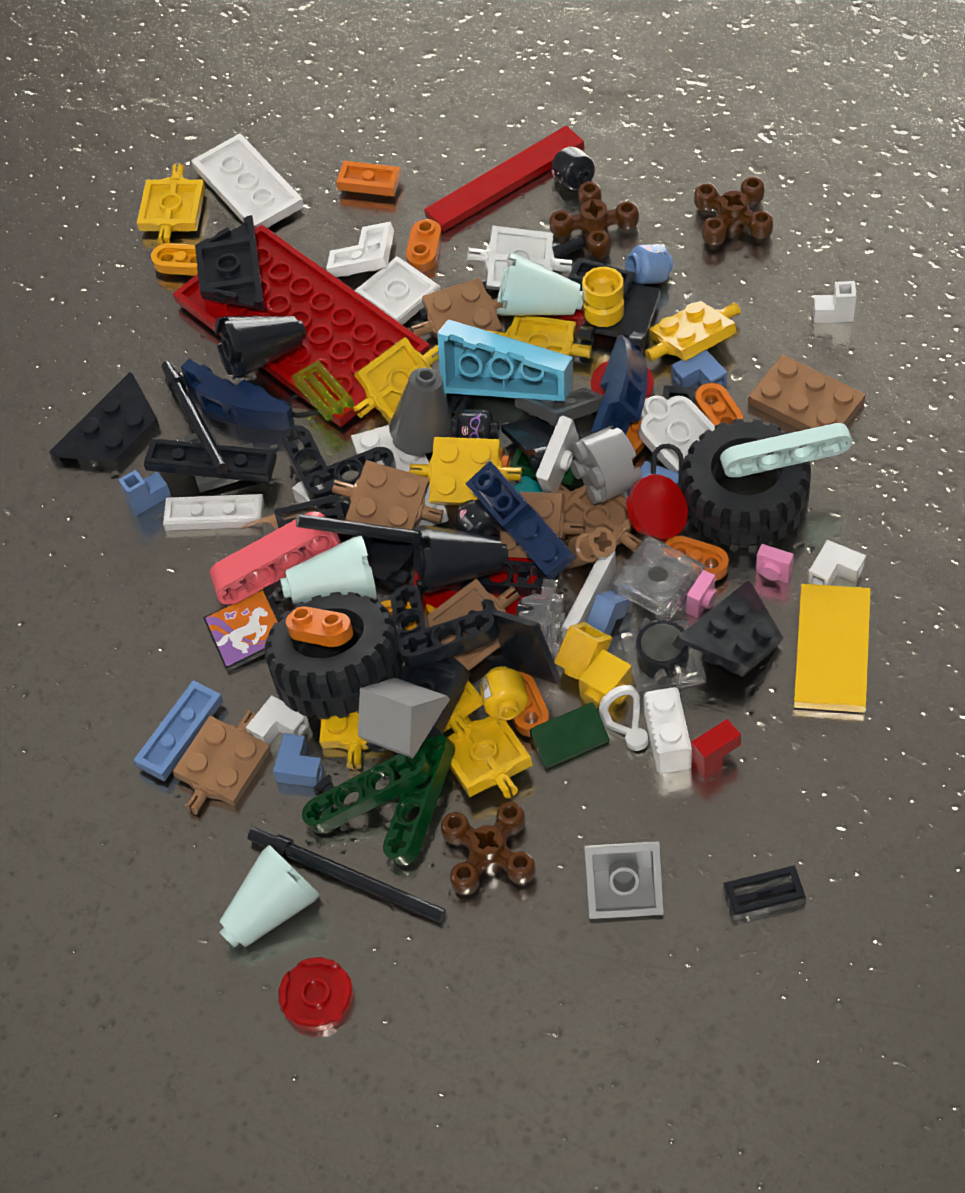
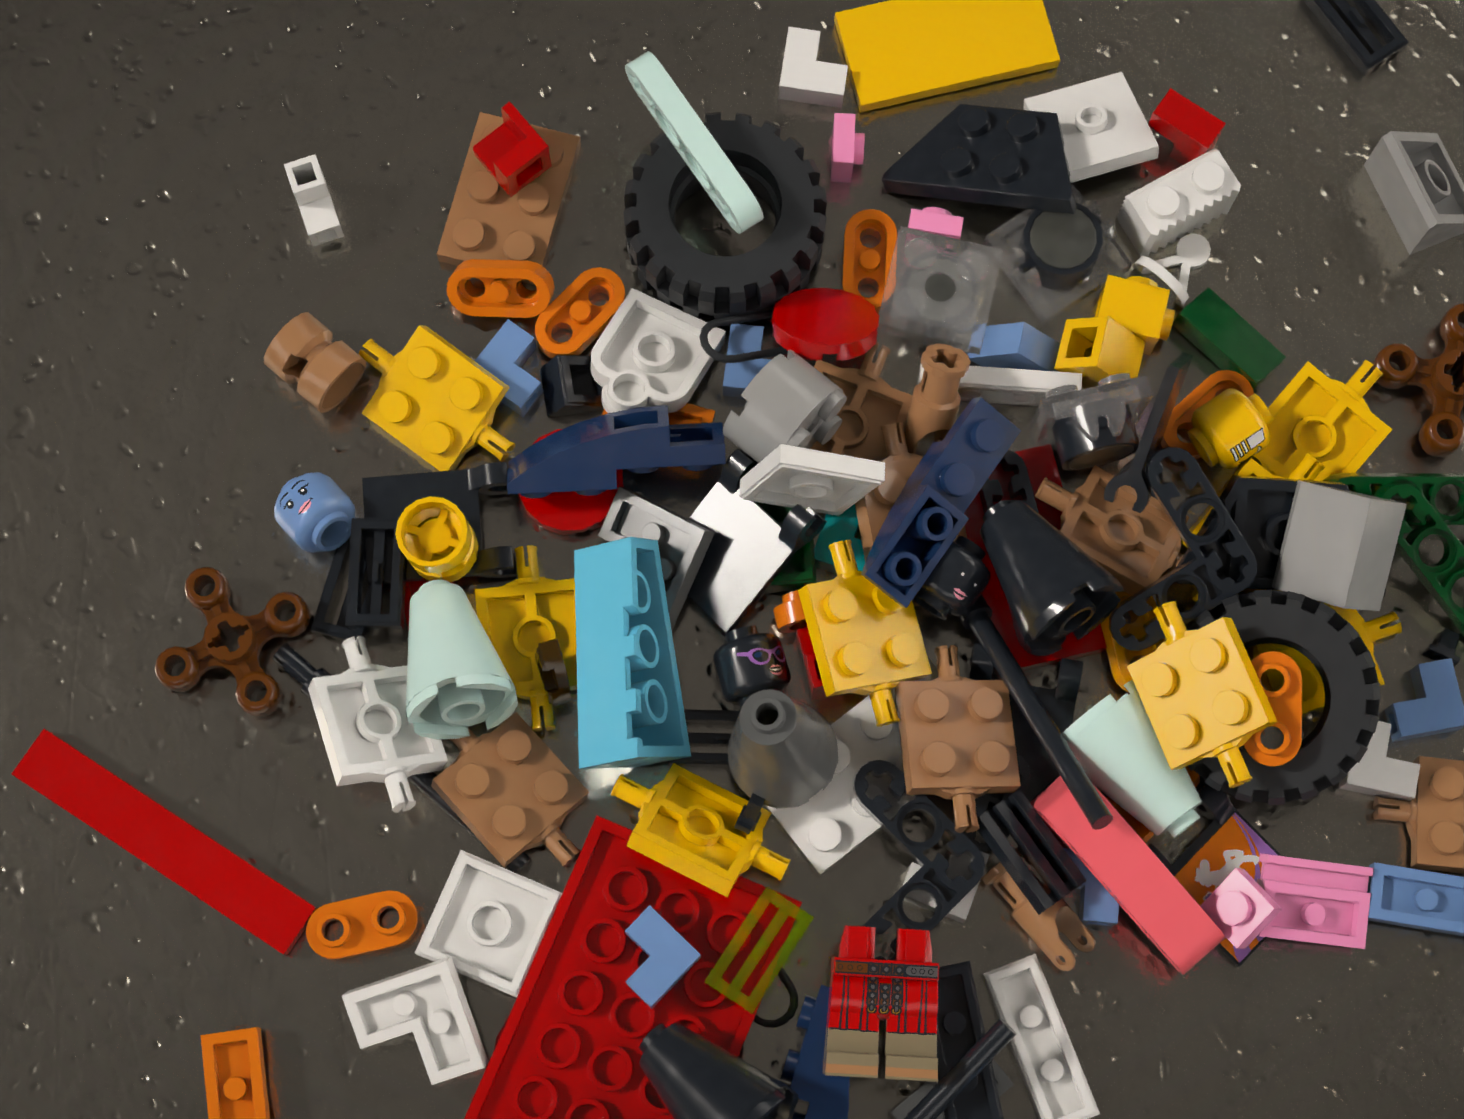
camera: 120 degrees left, 20 degrees up
(216, 654) = (1317, 900): none -> bright pink plate
(228, 609) = (1240, 908): none -> bright pink plate
(259, 418) = (885, 990): none -> hips
(342, 348) = (668, 956): none -> medium blue piece
(344, 592) = (1202, 694): none -> yellow plate
(392, 402) = (750, 814): none -> black piece
(514, 330) = (553, 672): none -> dark brown tile
(572, 168) = (121, 720): black head -> none
(733, 211) = (142, 403): reddish brown gear -> none
(736, 281) = (307, 356): none -> medium nougat wheel
(743, 700) = (1099, 125): none -> white plate
(747, 375) = (503, 288): none -> orange plate
(826, 394) = (513, 152): none -> red panel

